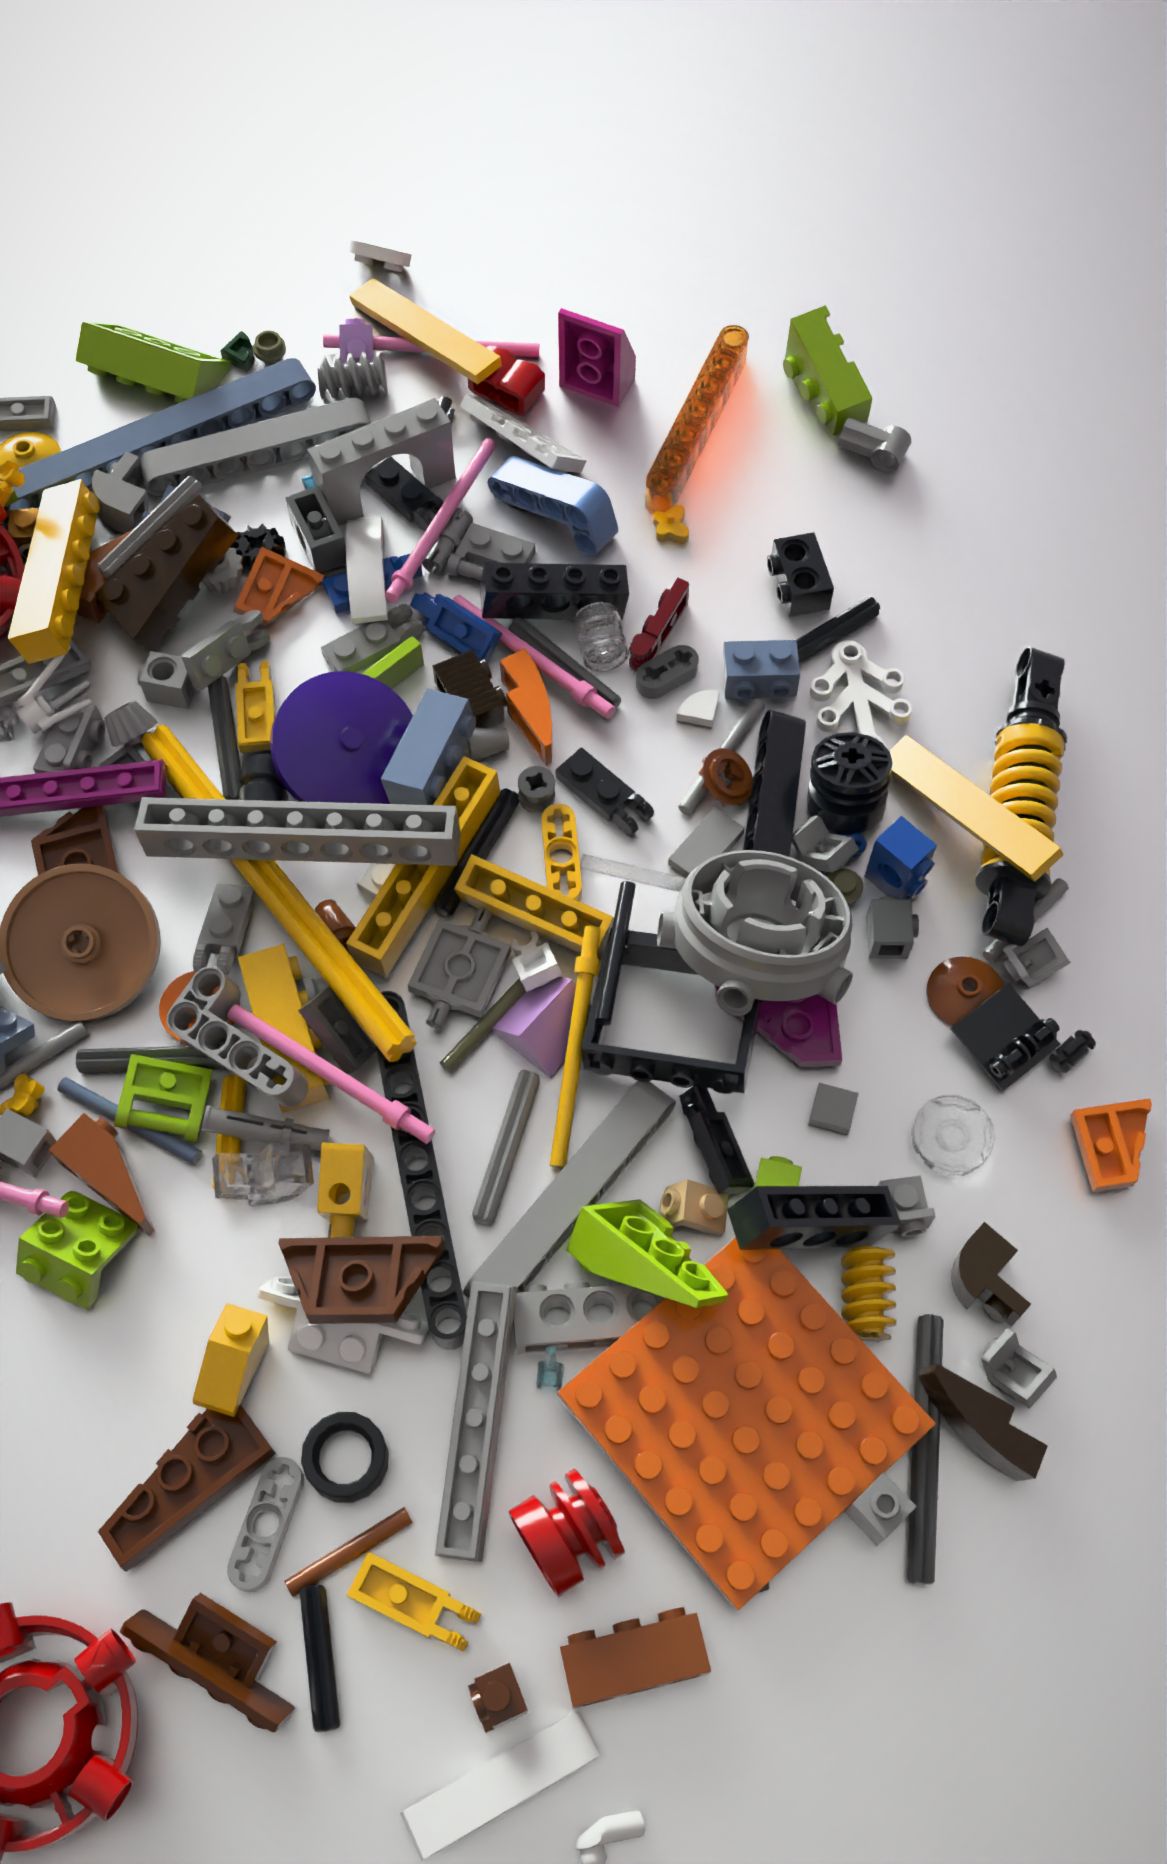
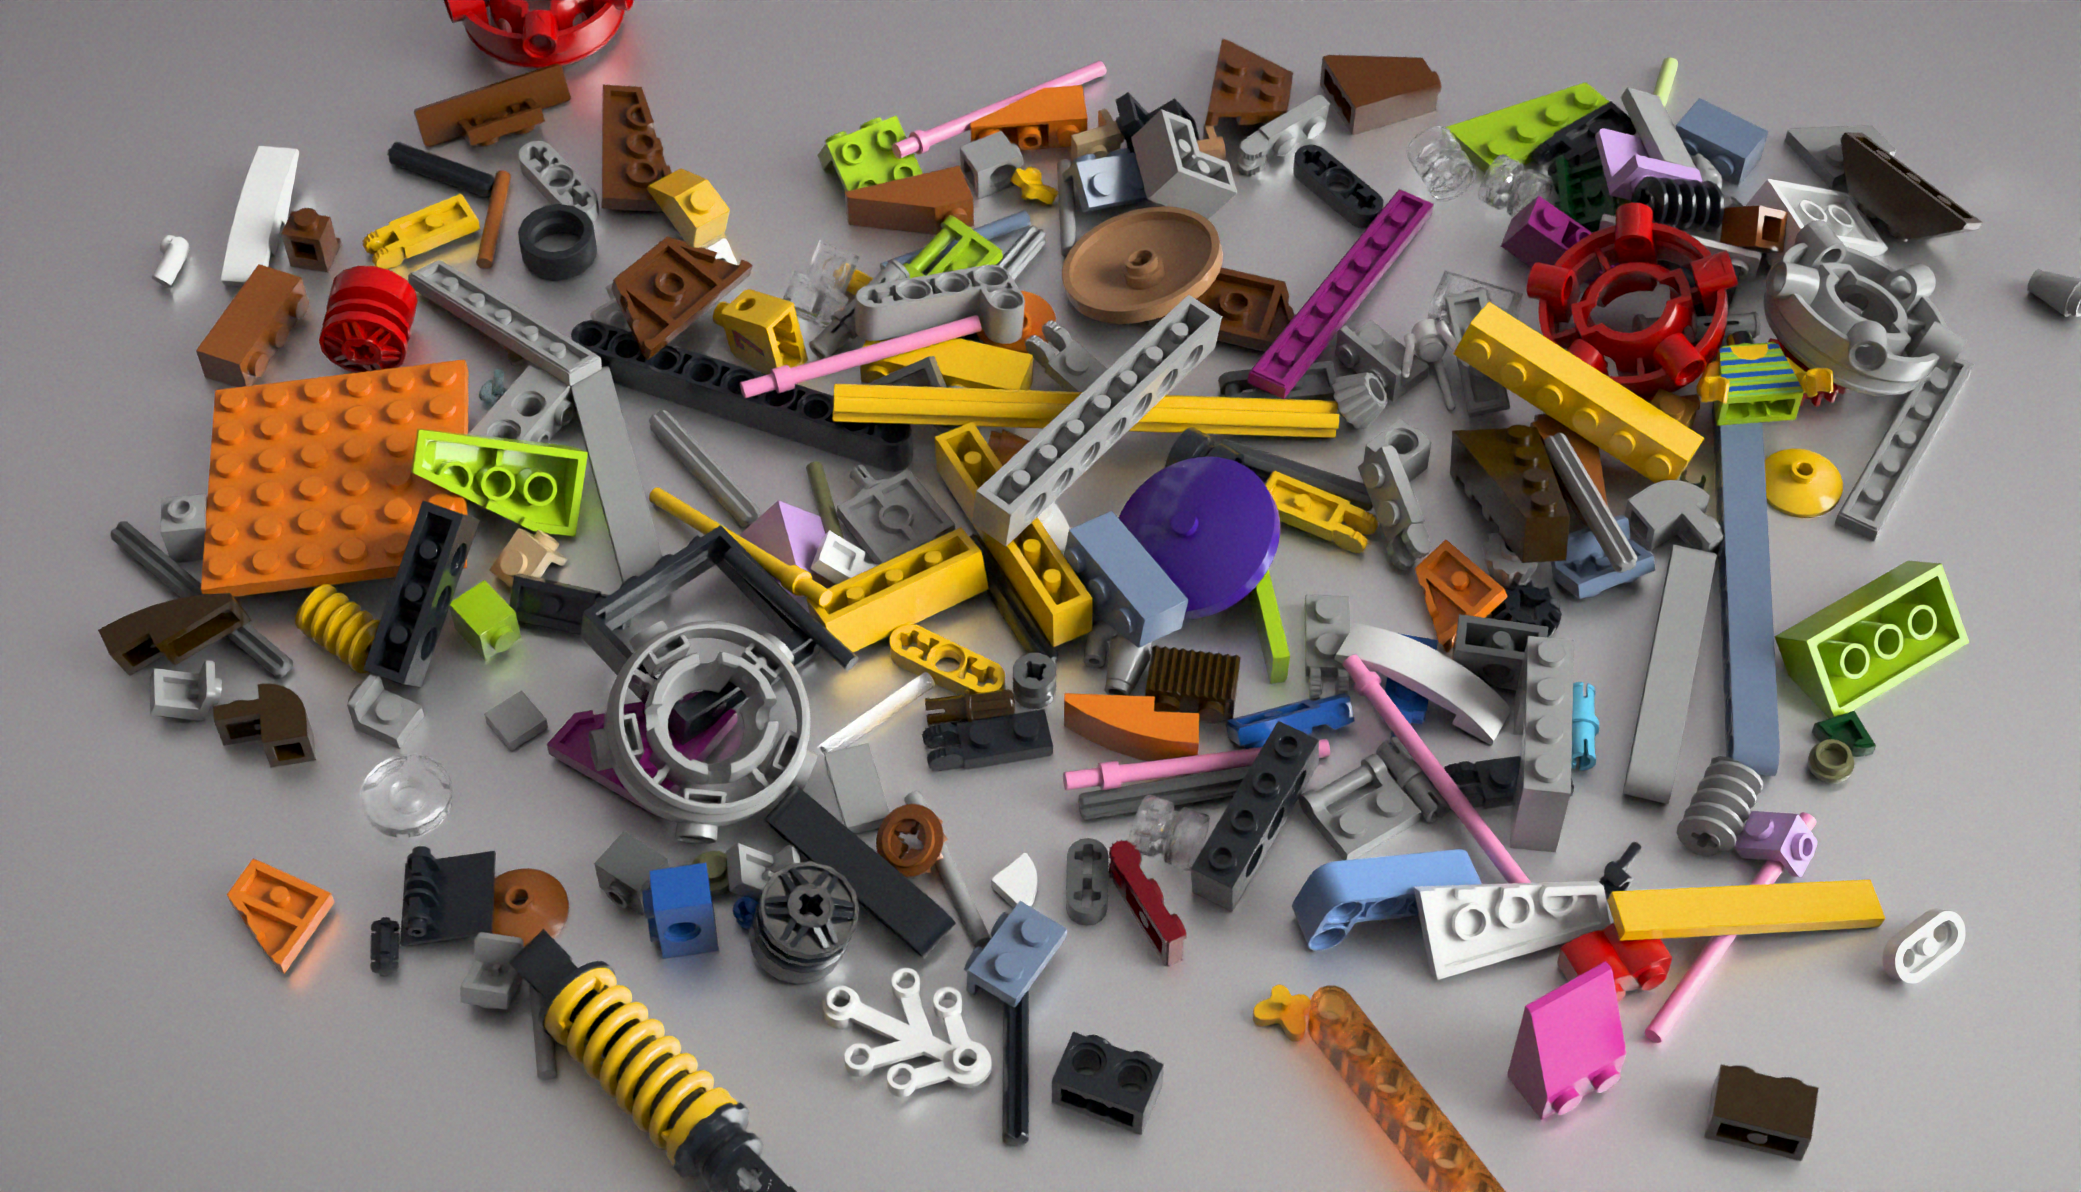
camera: 125 degrees right, 10 degrees down
(553, 277) = (1761, 1112): none -> dark brown brick
(590, 816) = (970, 706): none -> dark brown axle
(974, 809) = (679, 997): yellow tile -> none

